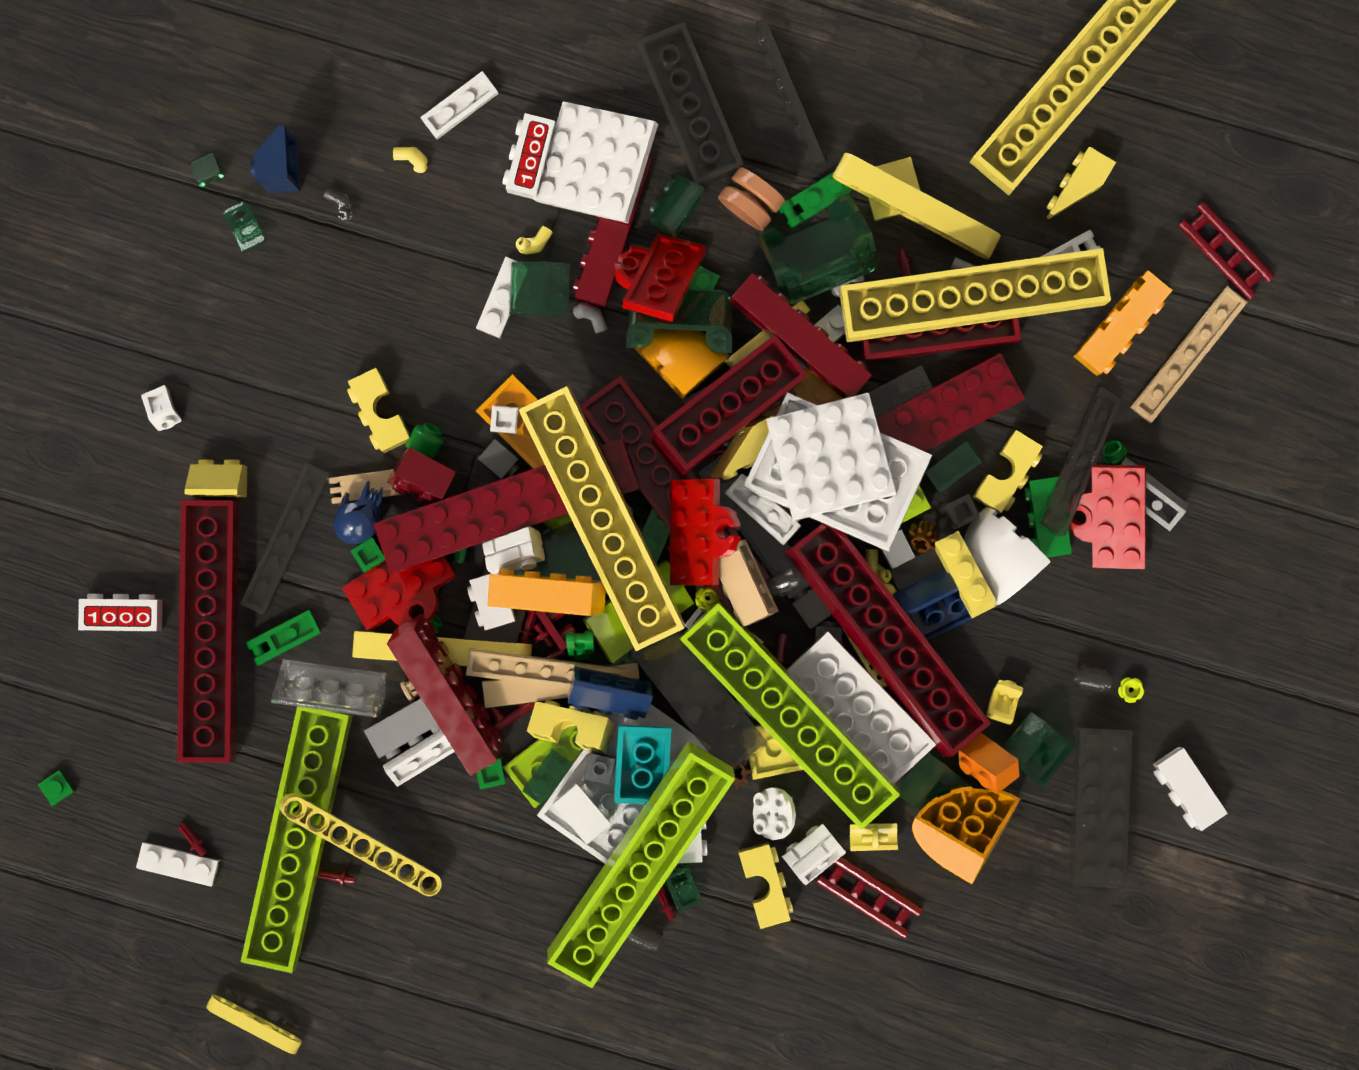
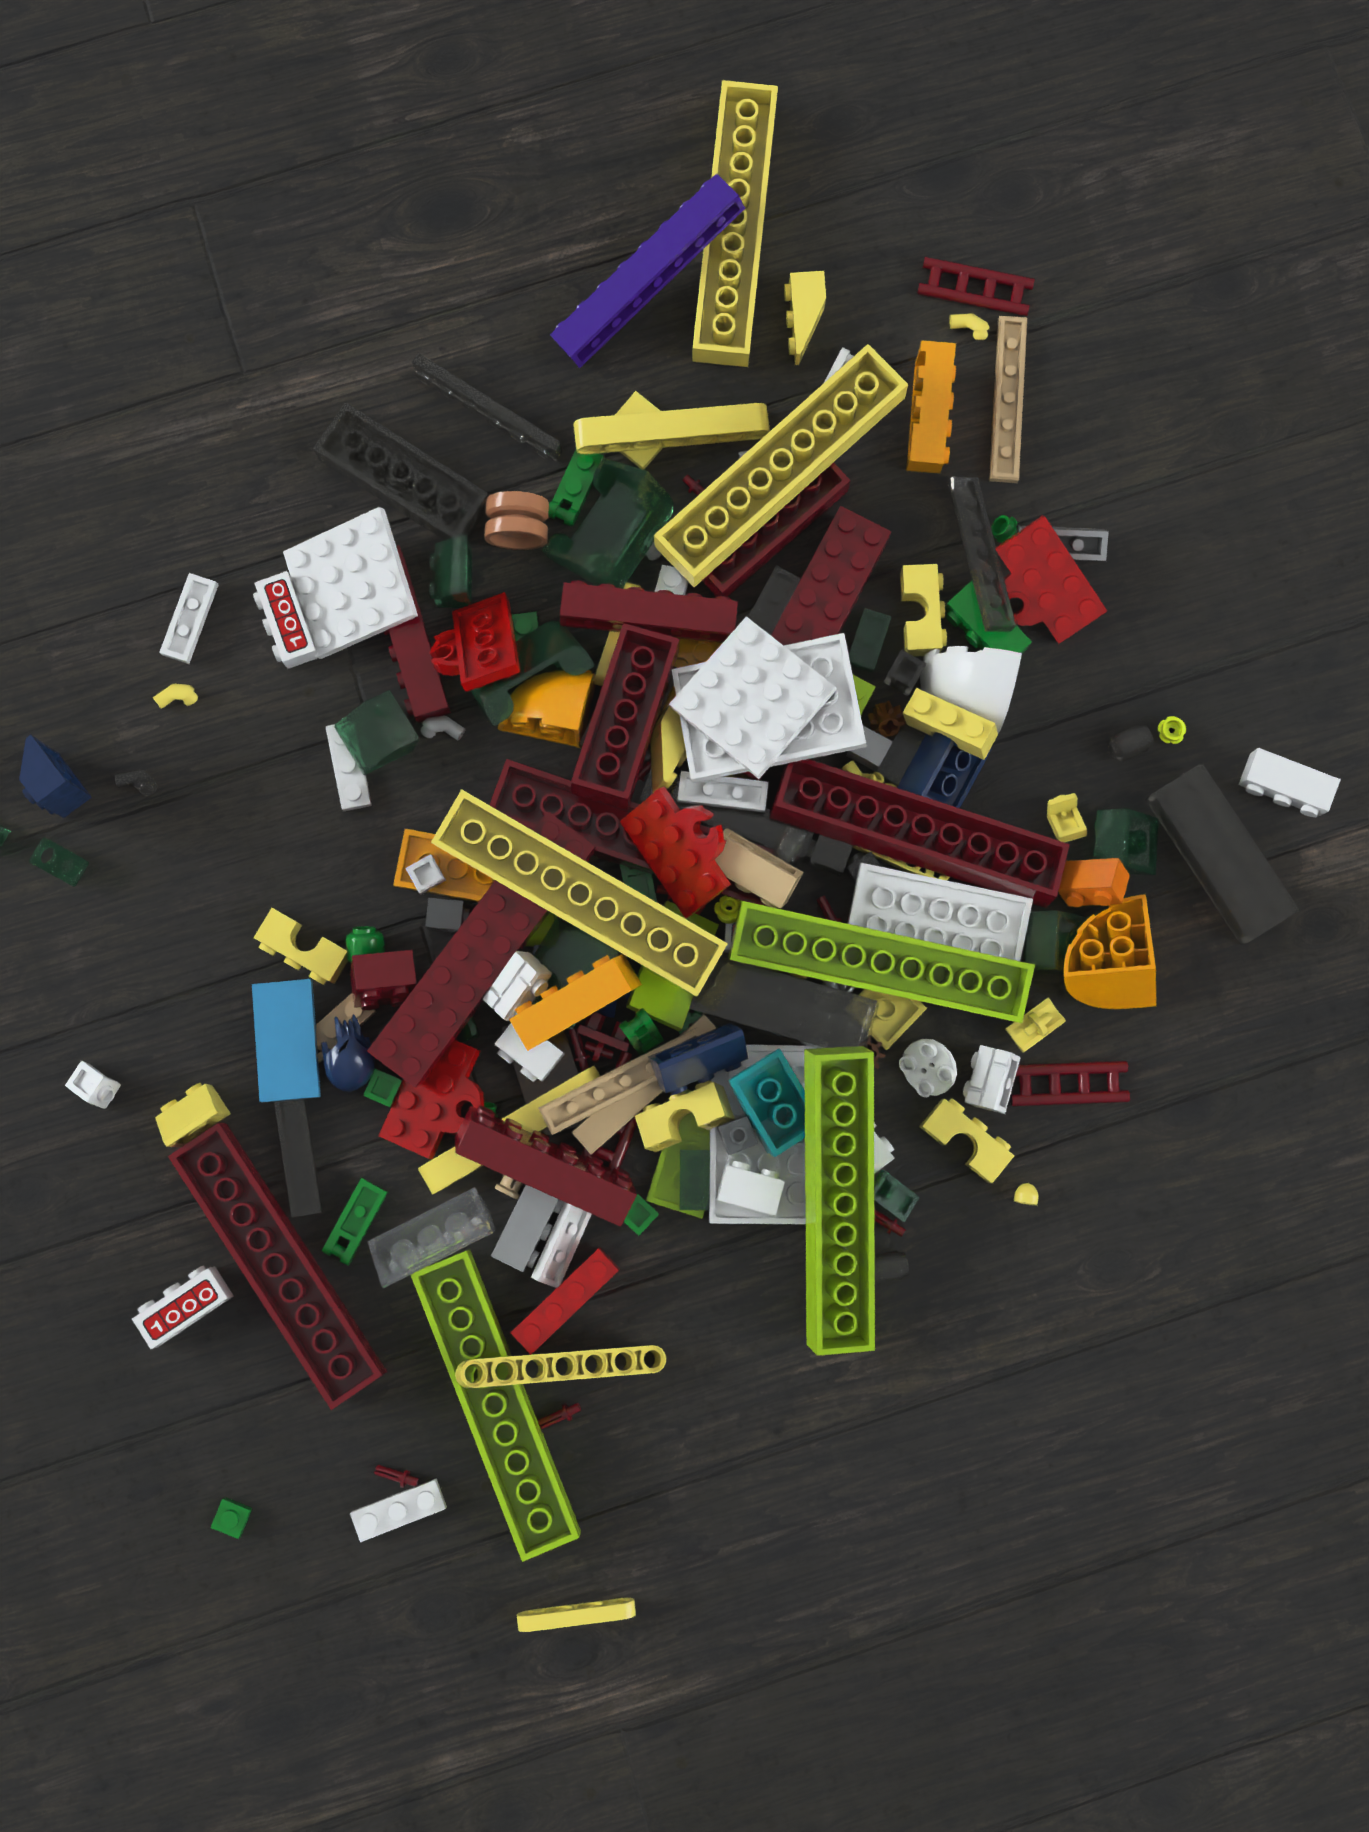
camera: 40 degrees left, 5 degrees down
(321, 473) = (286, 1040): none -> dark azure tile
(396, 799) = (565, 1300): none -> red arch
(534, 244) = (345, 697): light yellow arm -> none
(781, 953) = (1026, 1194): none -> light yellow hinge
(981, 72) = (648, 270): none -> dark purple brick
(1203, 277) = (972, 322): none -> light yellow arm

